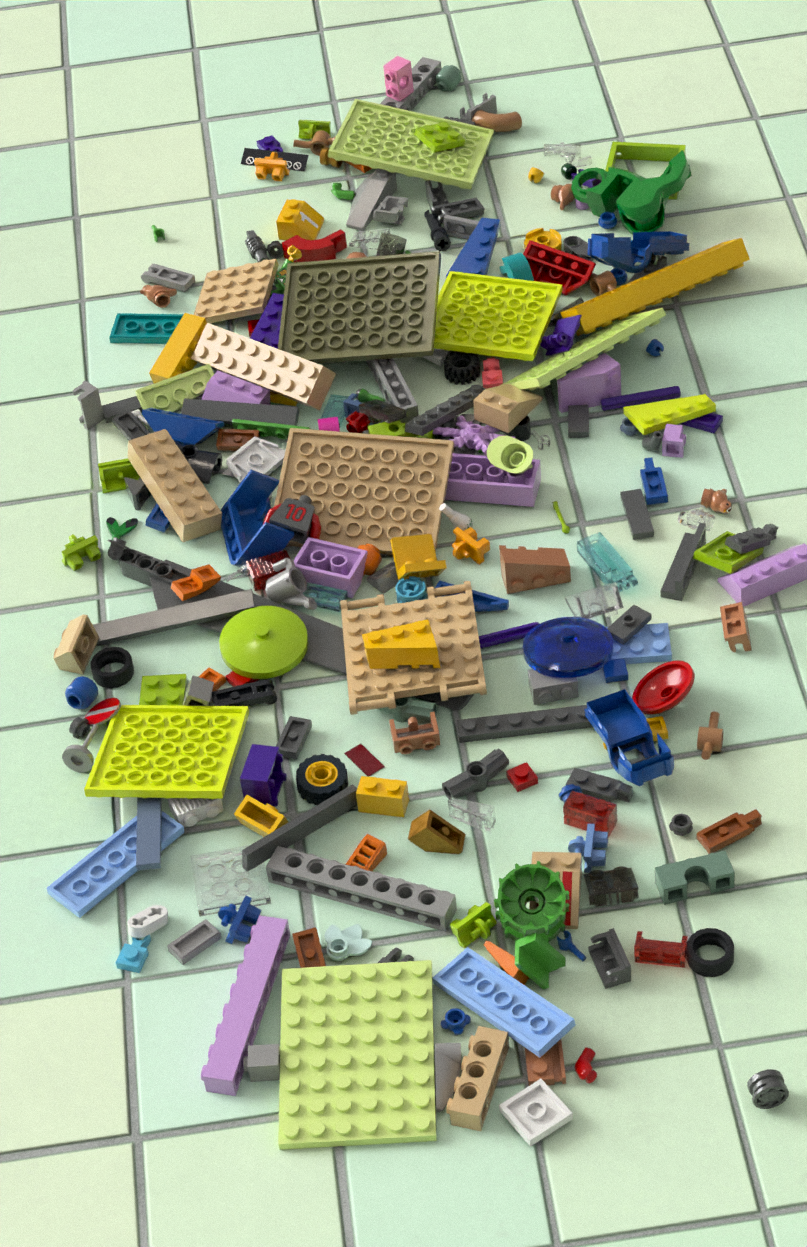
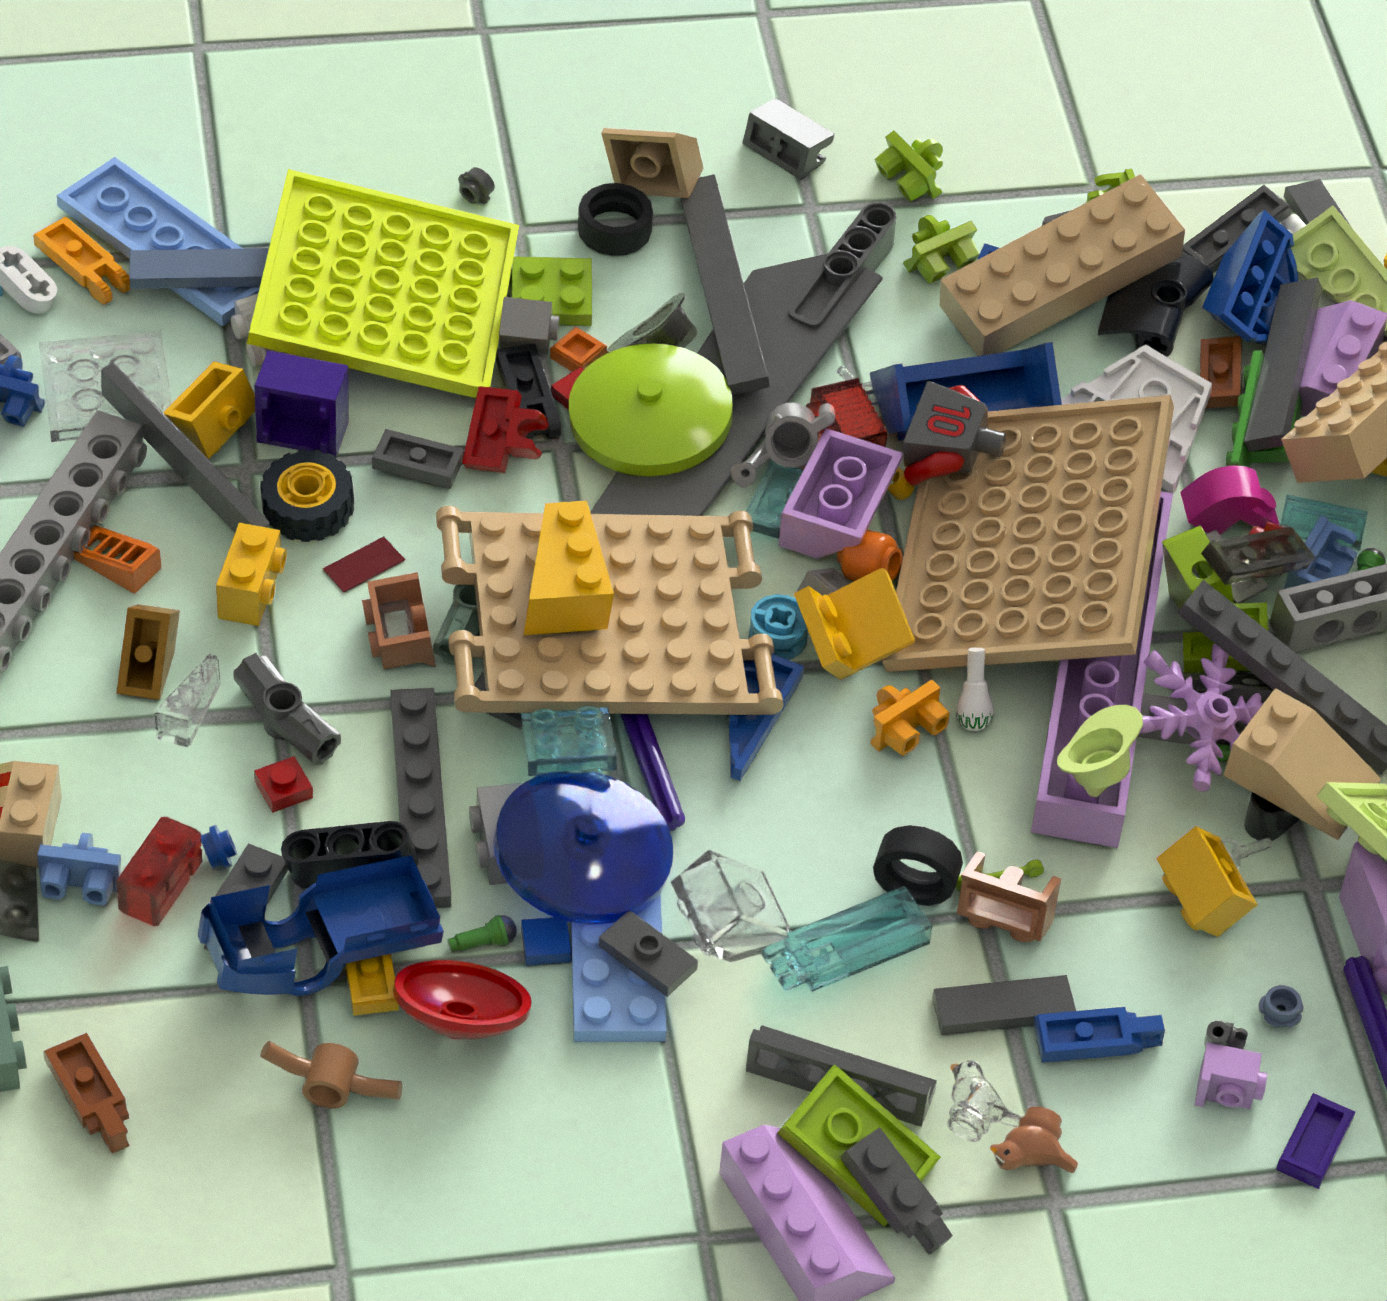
camera: 80 degrees right, 5 degrees up
(53, 600) = (787, 137): none -> dark grey hinge
(79, 757) = (493, 207): light grey piece -> none
(81, 693) = (551, 180): blue head -> none
(90, 404) = (1298, 147): light grey hinge -> none
(116, 548) = (900, 198): dark grey hinge -> none
(125, 528) = (984, 219): green piece -> none
(129, 898) = (82, 259): none -> light orange hinge
(144, 539) = (937, 241): none -> lime hips
(198, 582) = (795, 305): orange slope -> none
(201, 644) = (666, 326): none -> clear smoke piece
(278, 699) = (500, 429): none -> red plate
(504, 653) = (568, 741): none -> clear light blue plate
(533, 568) = (822, 808): nougat wedge -> none
(567, 443) = (1205, 882): none -> yellow brick
(568, 532) = (925, 847): none -> black tyre
(577, 727) = (343, 847): none -> black beam
(578, 421) = (1302, 919): dark grey tile -> none
(589, 502) = (1005, 902): none -> nougat window
(611, 686) = (498, 931): none -> bright green piece
(656, 415) = (1313, 1069): neon yellow wing -> none
(681, 824) = (120, 1007): dark grey plate -> none
(735, 626) = (637, 1144): nougat hinge -> none

